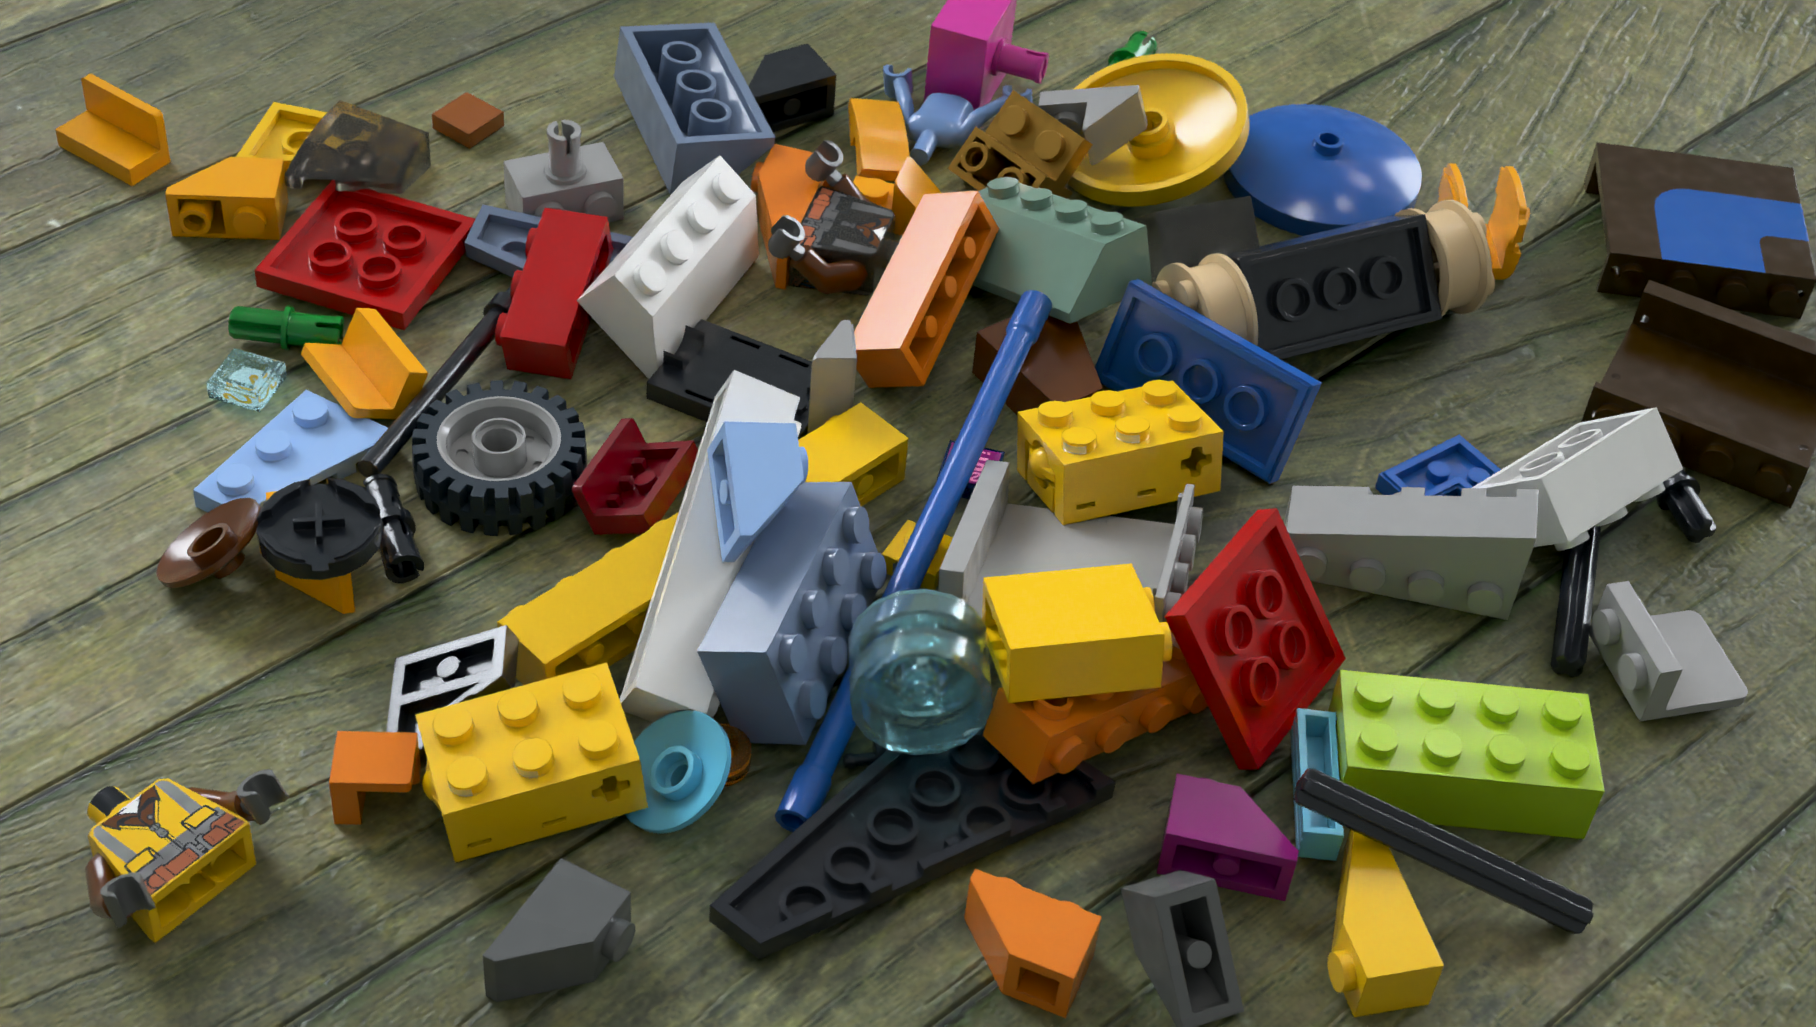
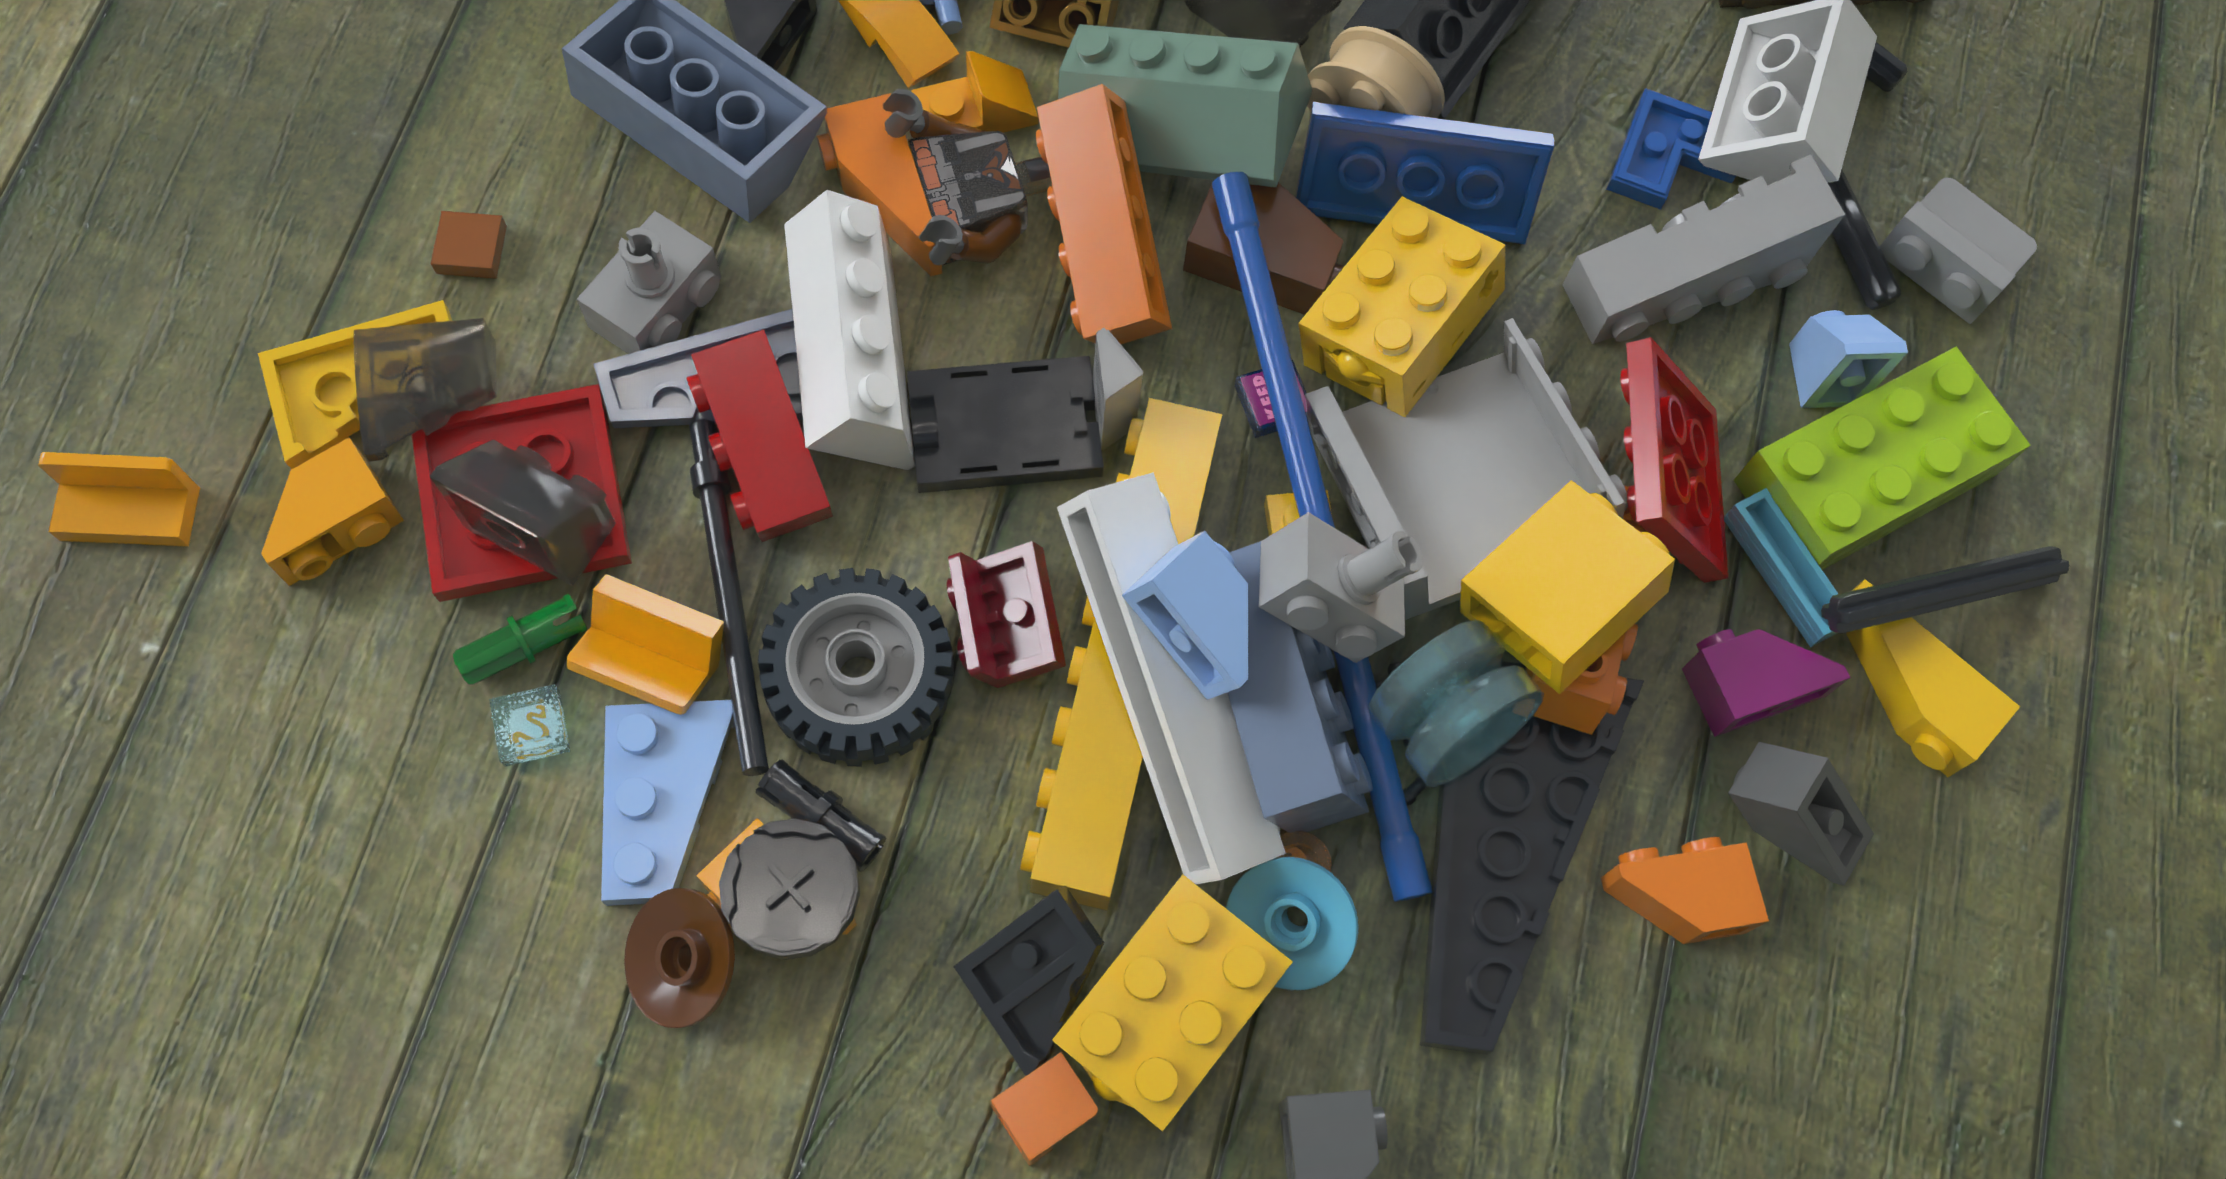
camera: 35 degrees left, 25 degrees up
(355, 238) = (527, 507): none -> clear smoke slope
(878, 526) = (1337, 586): none -> light grey brick
(1482, 654) = (1842, 358): none -> light blue slope

